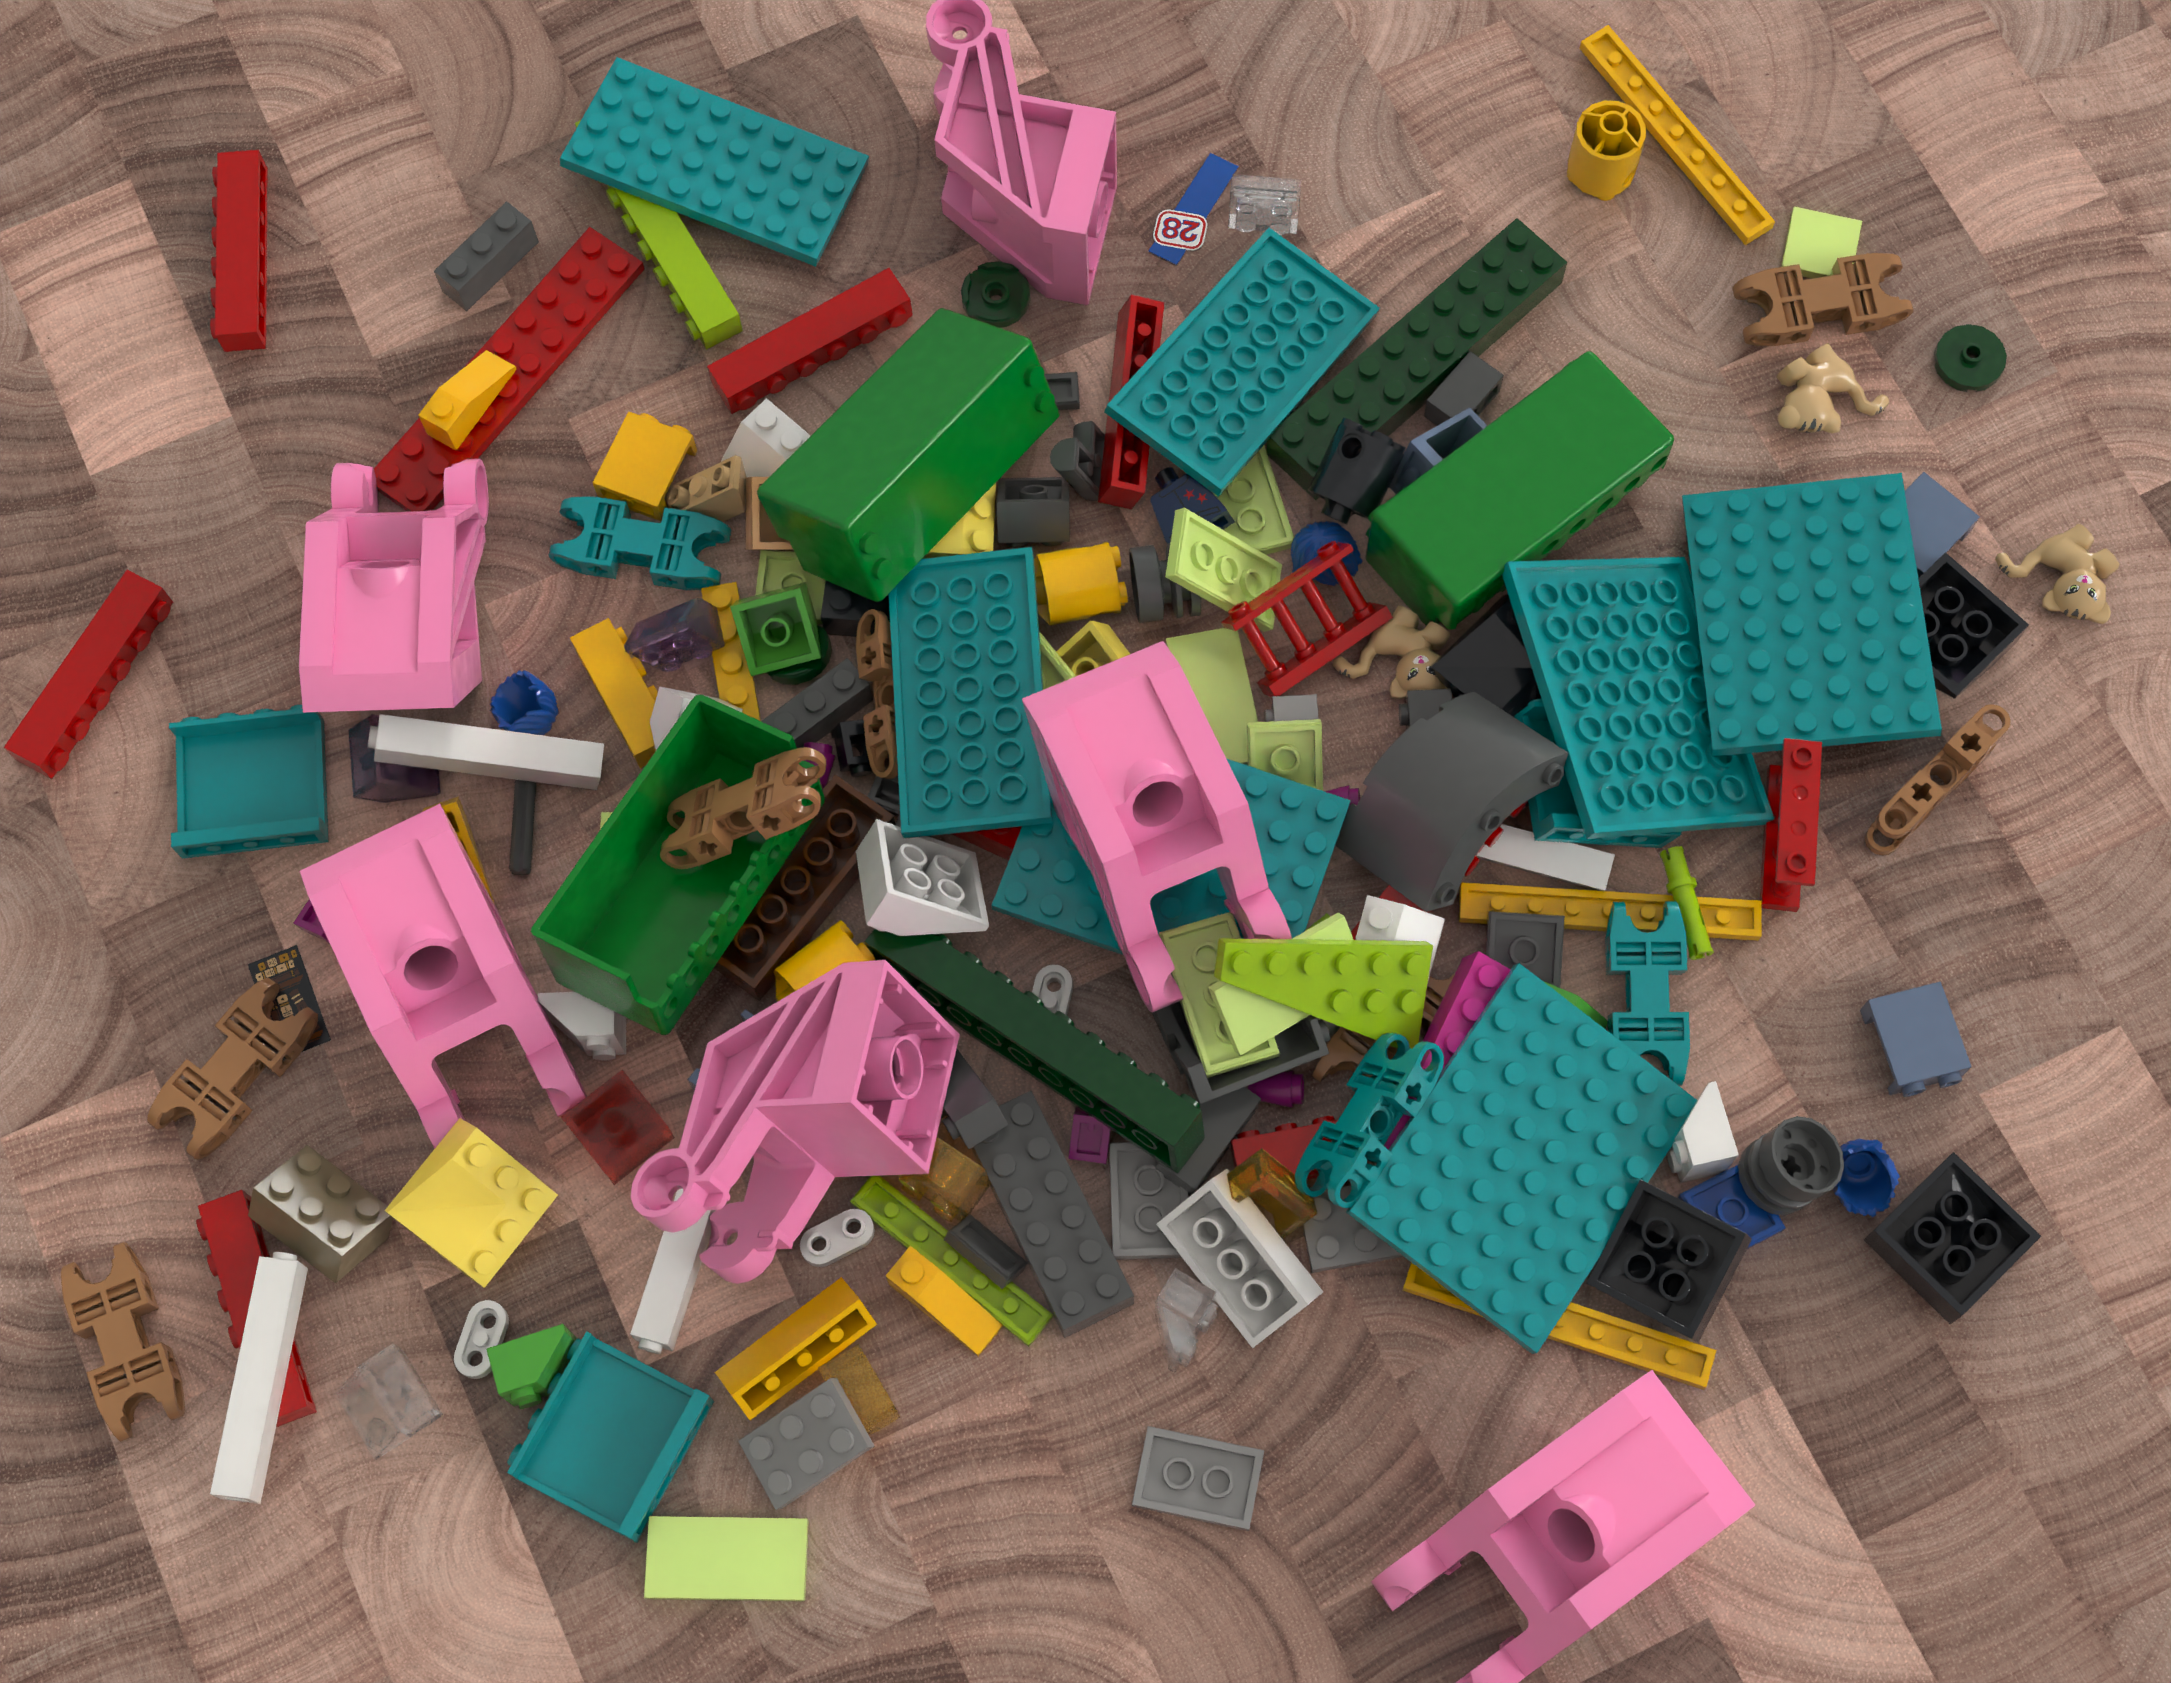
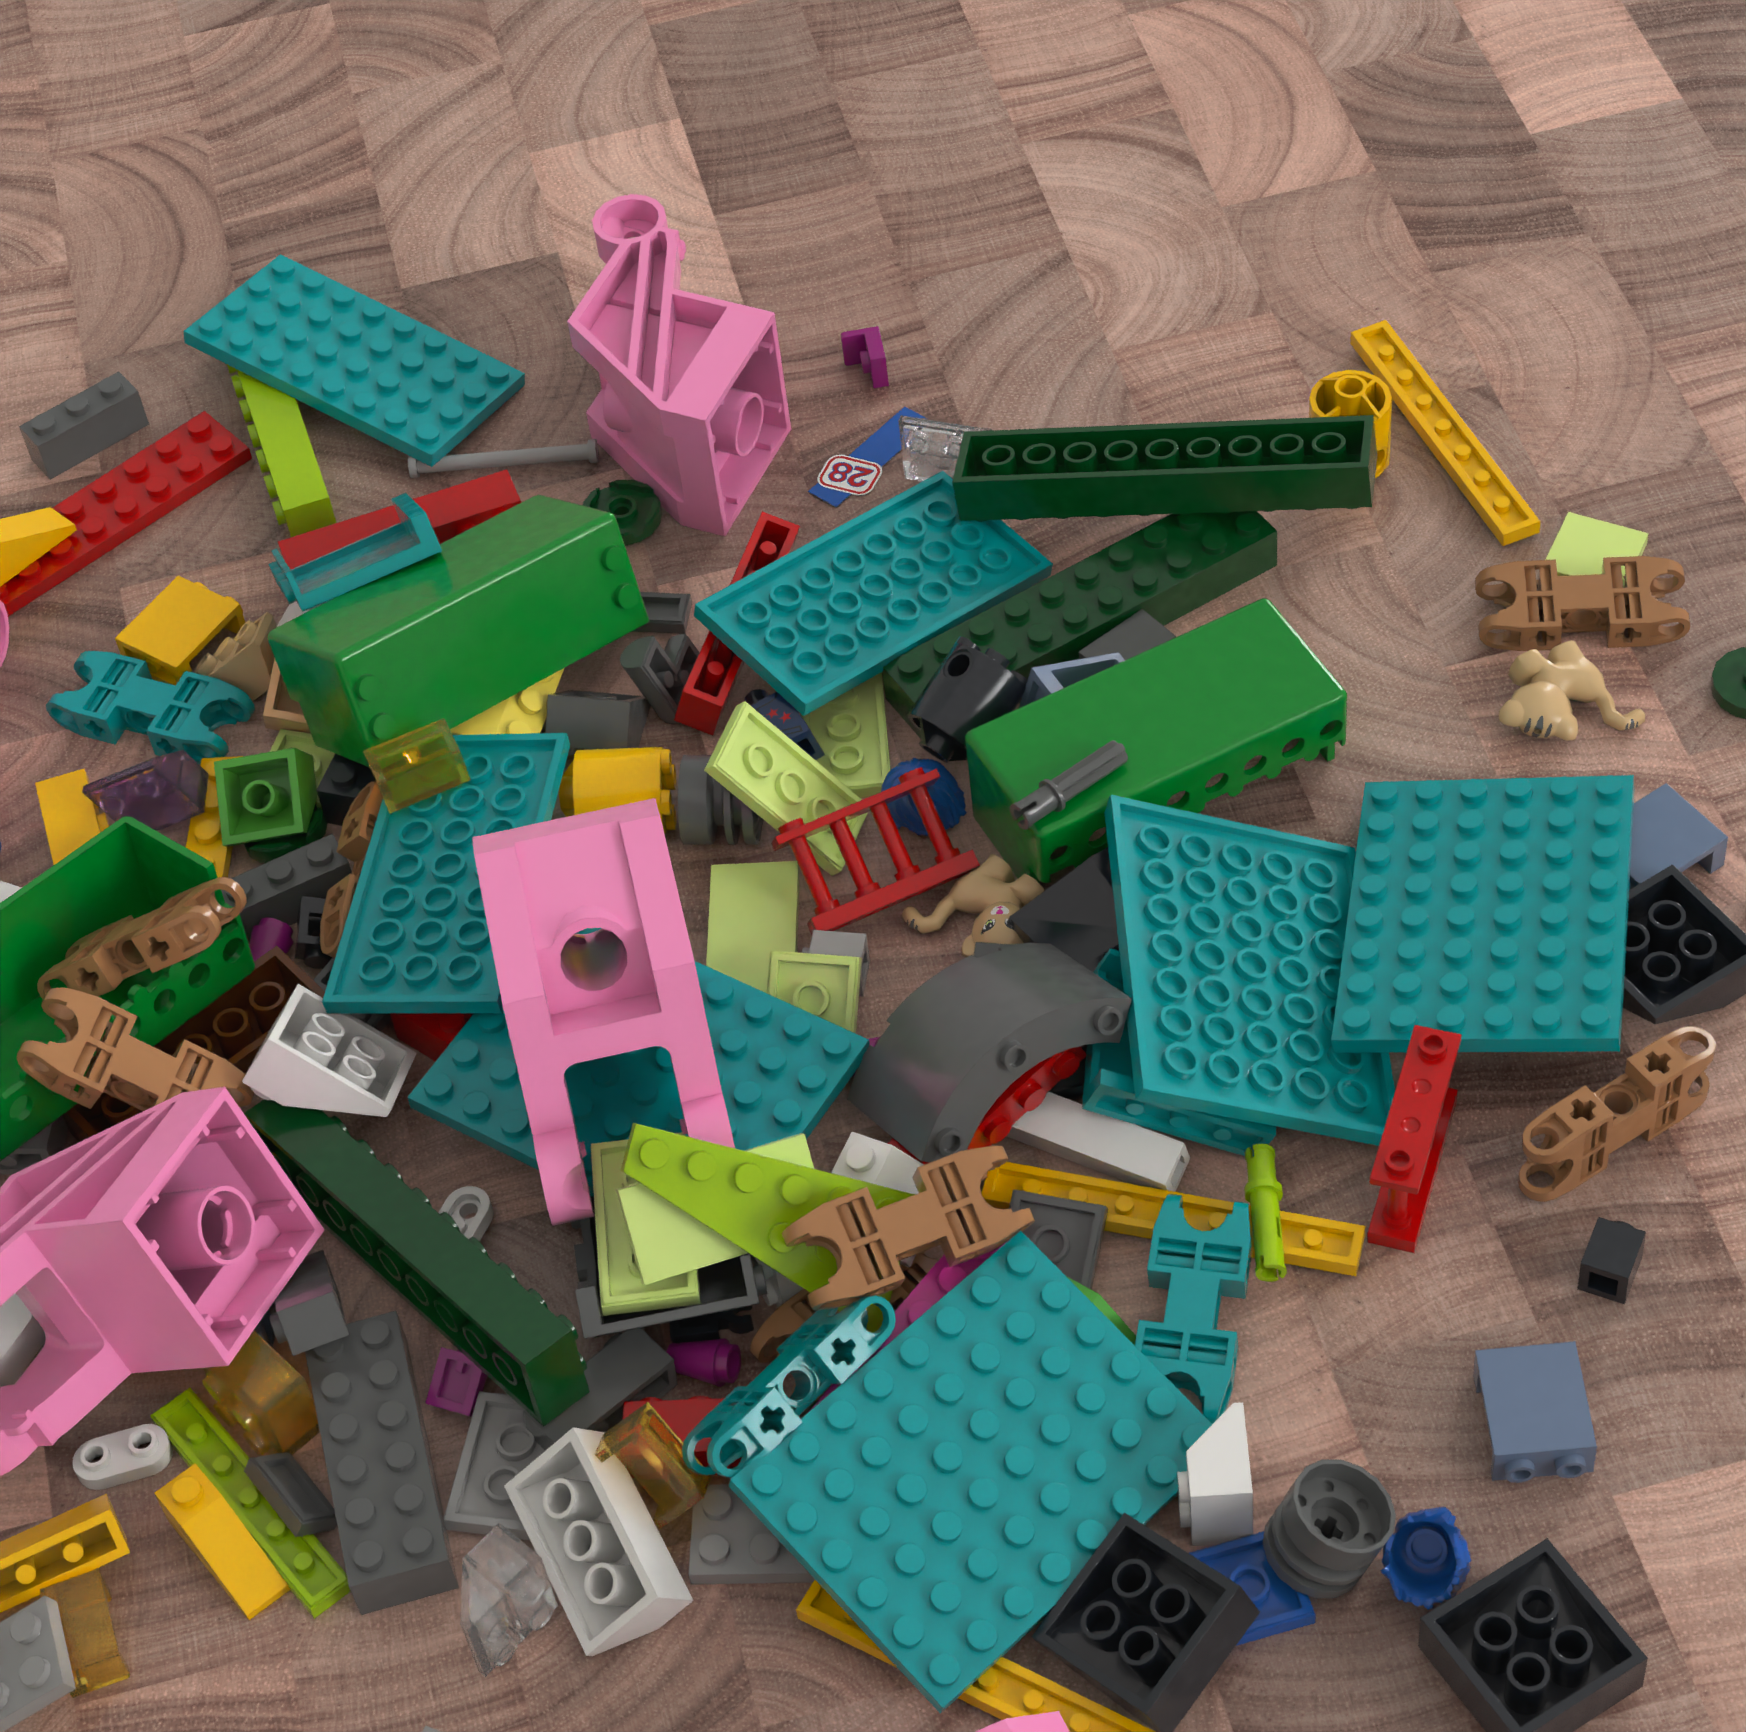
camera: 15 degrees right, 20 degrees down
(755, 929) = (121, 1062): none -> medium nougat piece
(801, 392) = (359, 561): none -> teal panel
(881, 246) = (508, 458): none -> light grey bar
(917, 598) = (417, 765): none -> clear yellow panel
(1172, 102) = (866, 348): none -> magenta bracket
(1414, 995) = (873, 1240): none -> medium nougat piece
(1465, 568) = (1056, 792): none -> dark grey axle
(1471, 218) = (1167, 468): none -> dark green brick
(1950, 902) = (1611, 1260): none -> black brick

